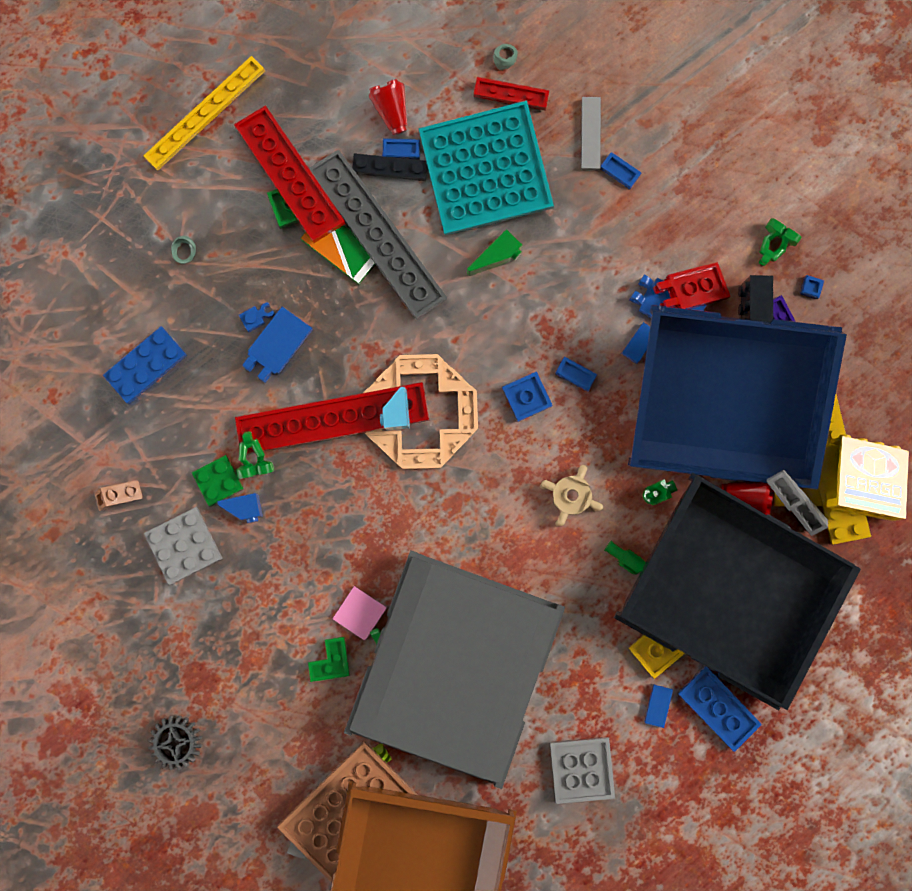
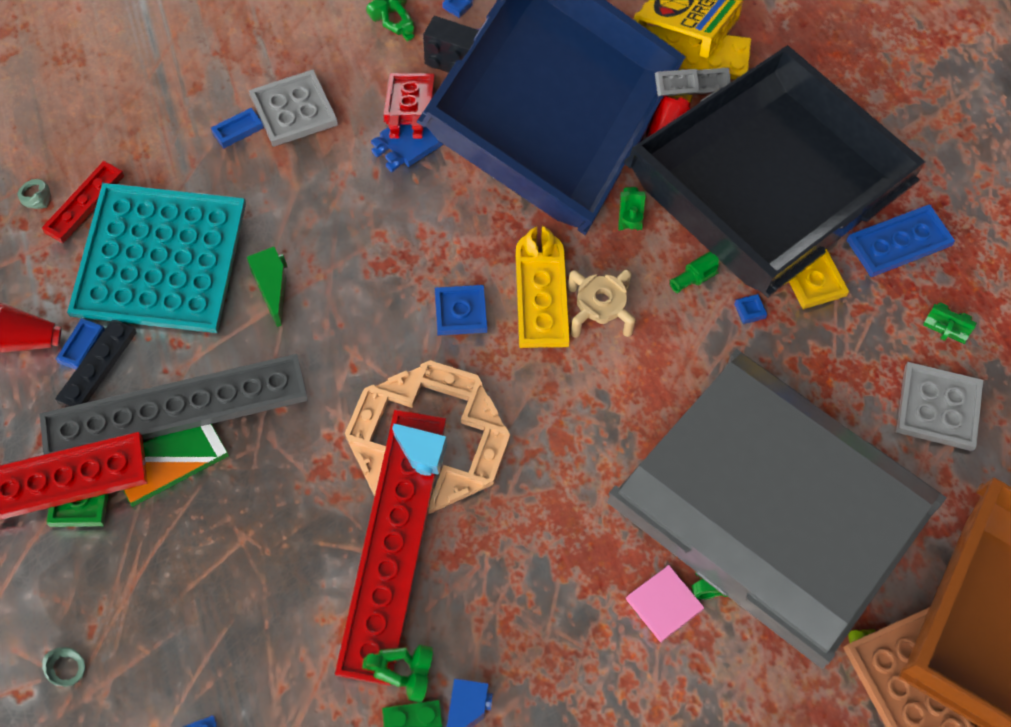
camera: 70 degrees left, 20 degrees down
(254, 318) = (208, 603): blue plate -> none
(277, 344) = (258, 583): blue tile -> none
(336, 663) = (725, 656): green plate -> none
(565, 449) = (541, 291): none -> yellow plate
(576, 374) = (454, 252): blue tile -> none
(590, 133) = (178, 141): light grey tile -> none
(611, 606) = (750, 309): none -> blue tile
(638, 344) = (447, 176): blue tile -> none
(654, 203) = (293, 108): none -> light grey plate
(654, 763) = (949, 323): none -> green hips
(658, 706) = (880, 301): blue tile -> none

